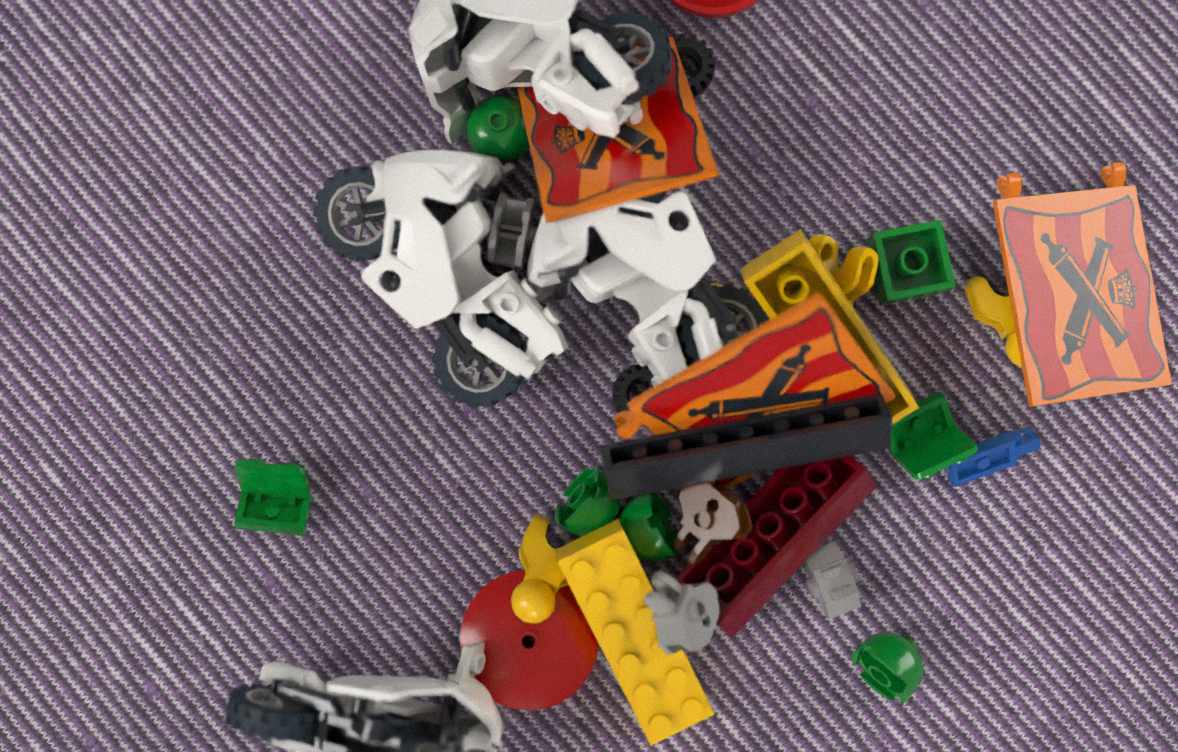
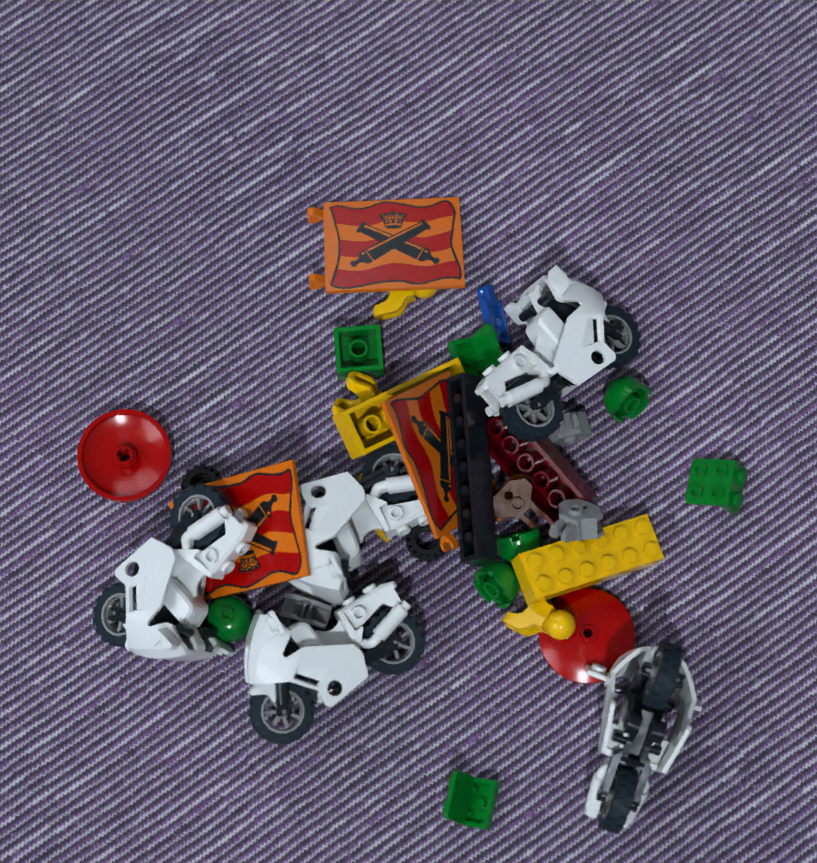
camera: 80 degrees left, 10 degrees down
(976, 573) = (571, 343): none -> white piece

